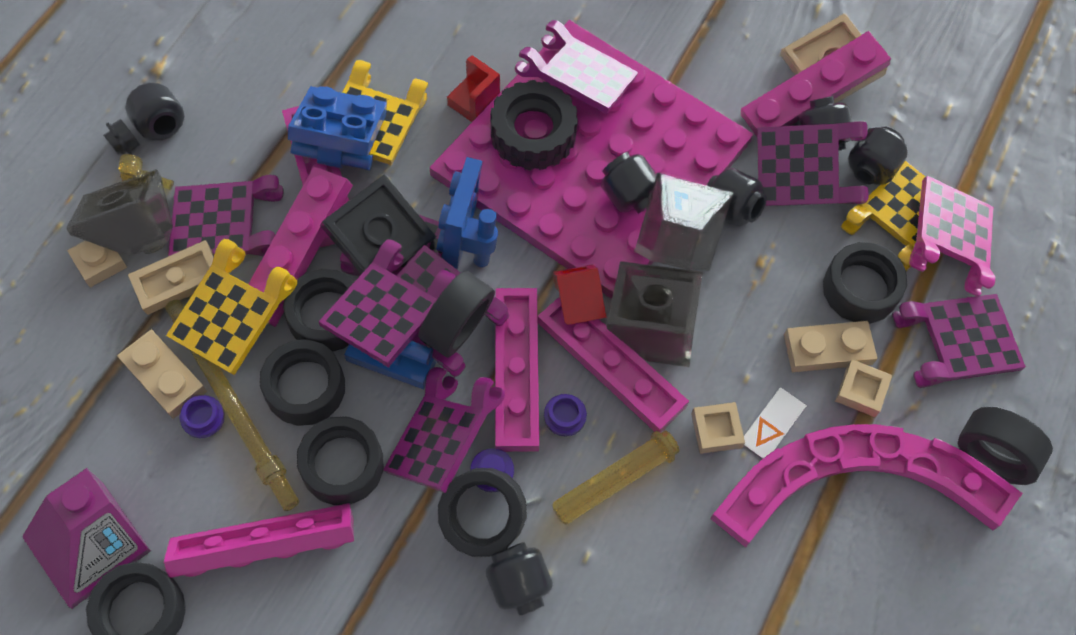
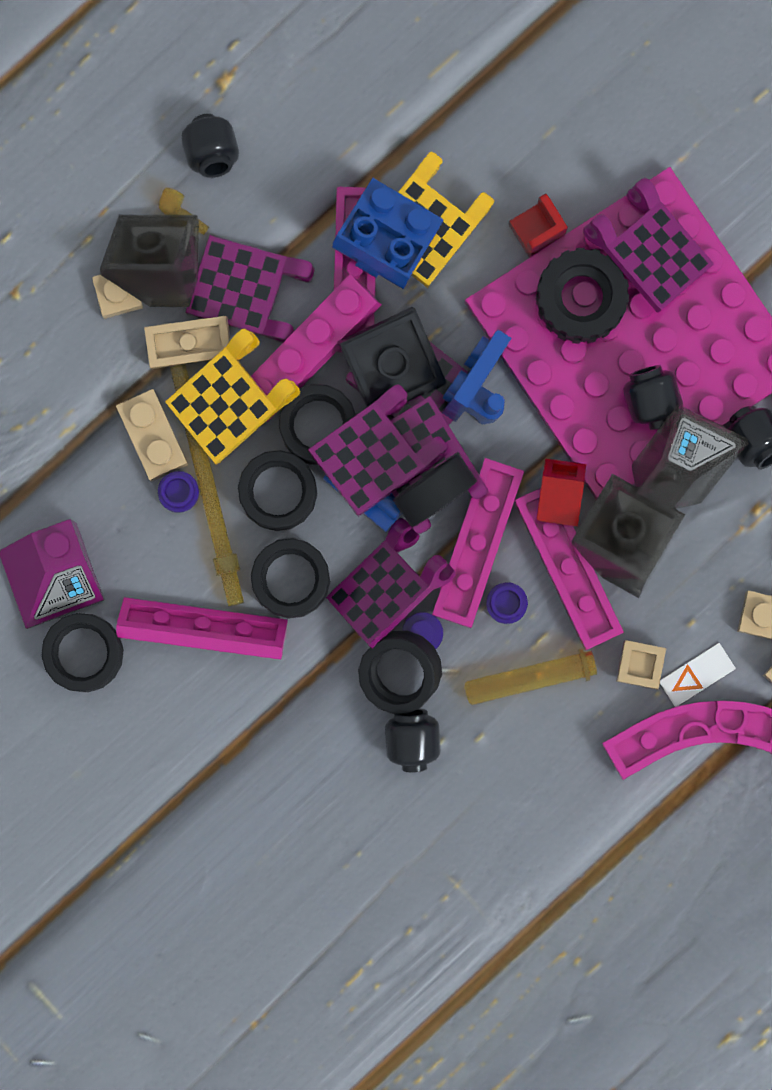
camera: 25 degrees right, 20 degrees up
(121, 137) = (169, 162): black plate -> none

